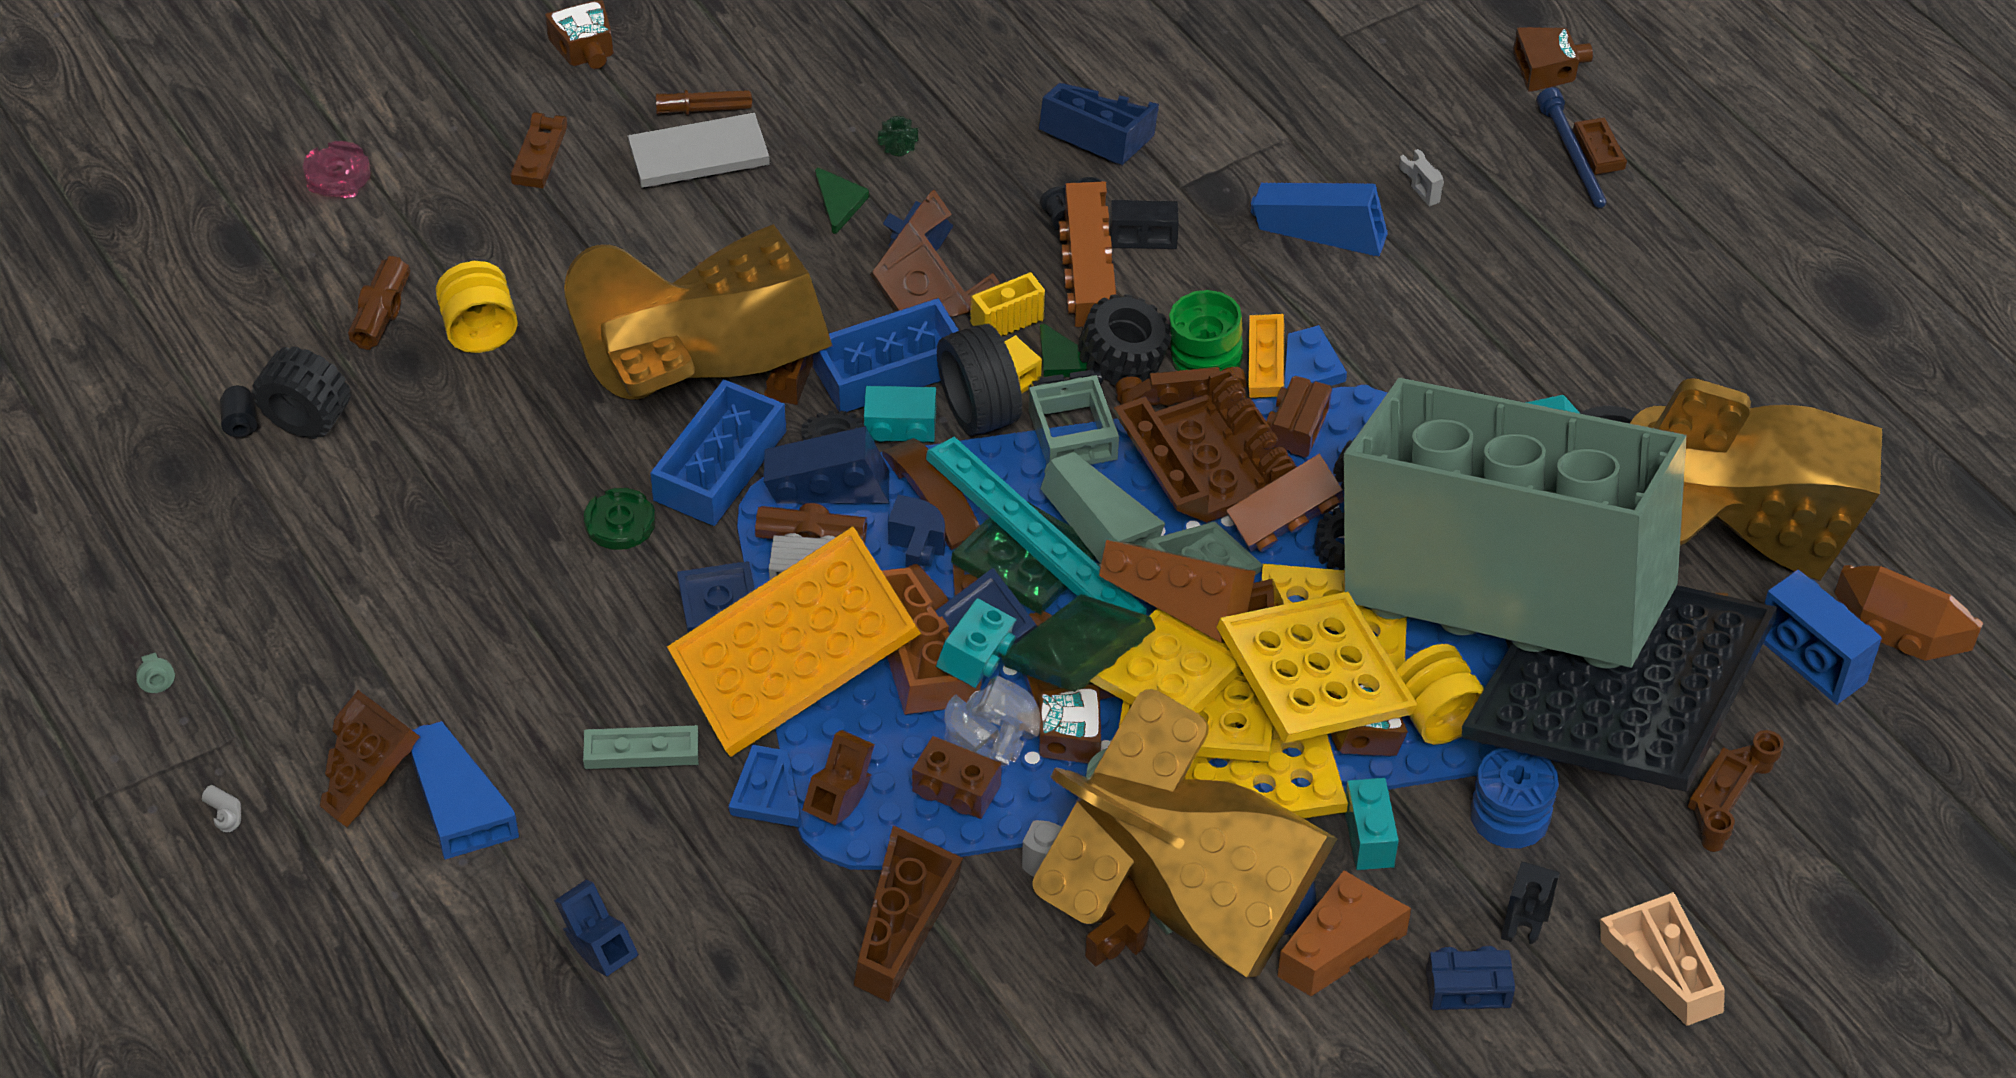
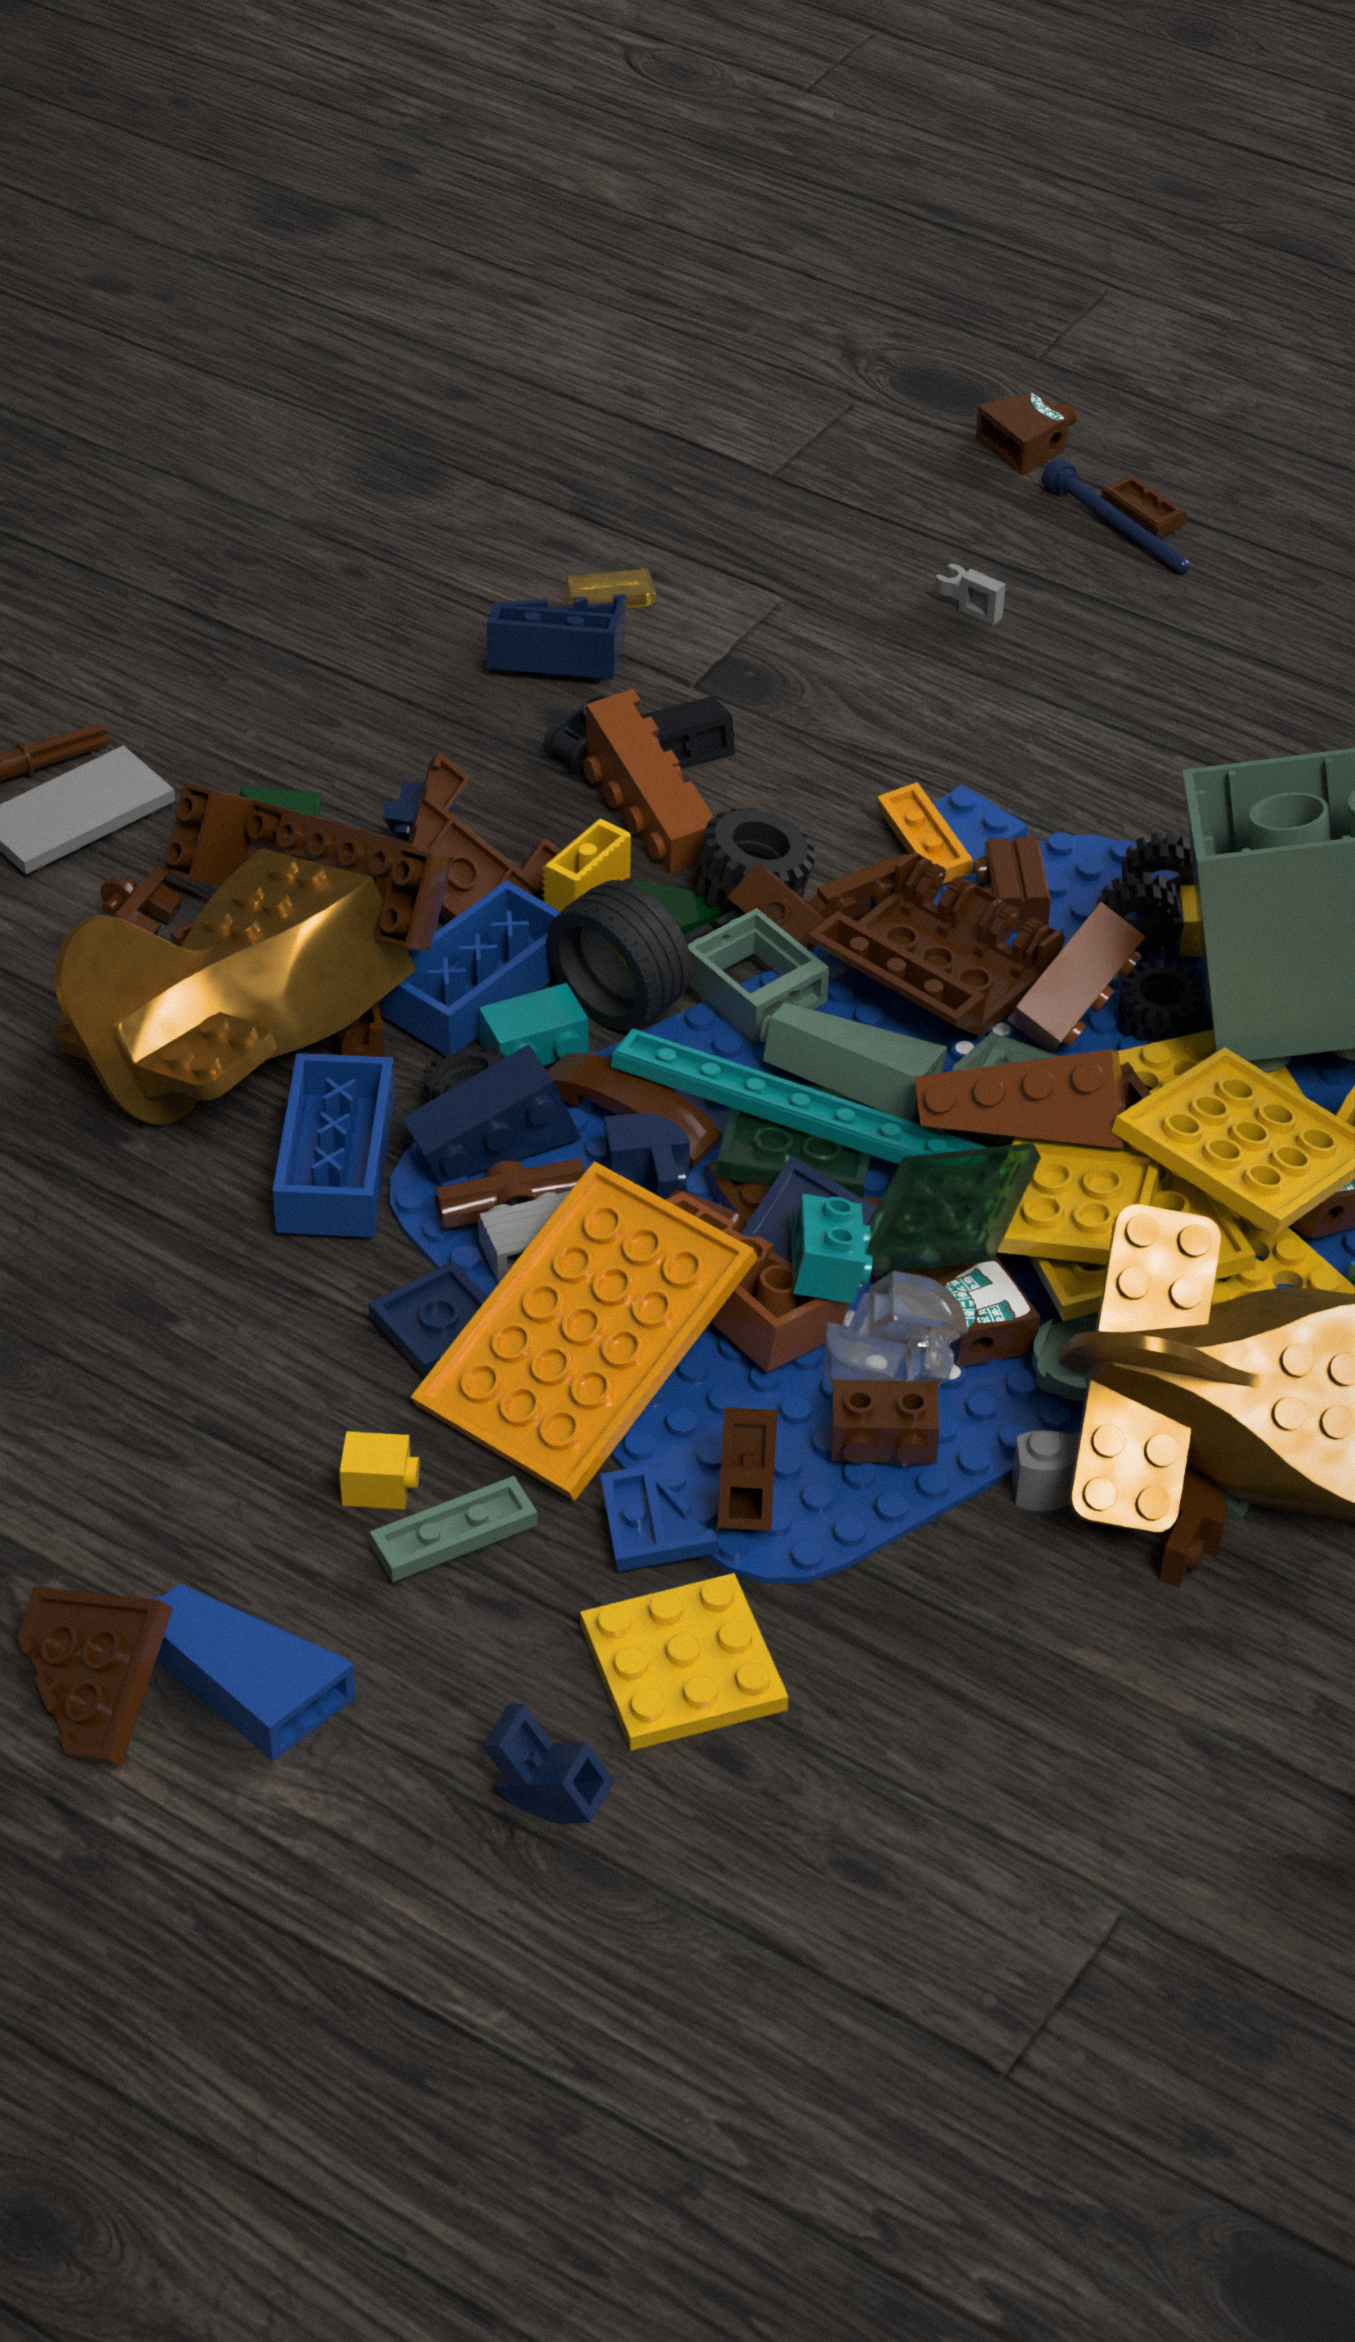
camera: 25 degrees left, 5 degrees down
(614, 689) = (377, 1470): none -> yellow brick
(619, 519) = (245, 1268): dark green tile -> none
(693, 232) = (134, 904): none -> reddish brown hips
(734, 892) = (683, 1661): none -> yellow plate
(830, 247) = (222, 830): none -> reddish brown slope
(898, 136) = (321, 722): clear green gear -> none
(906, 904) = (920, 1599): reddish brown wedge -> none
(1113, 375) = (777, 901): none -> reddish brown plate
(1169, 95) = (602, 586): none -> clear yellow tile
(1206, 331) = (849, 823): green wheel -> none
(1323, 213) = (889, 661): blue slope -> none

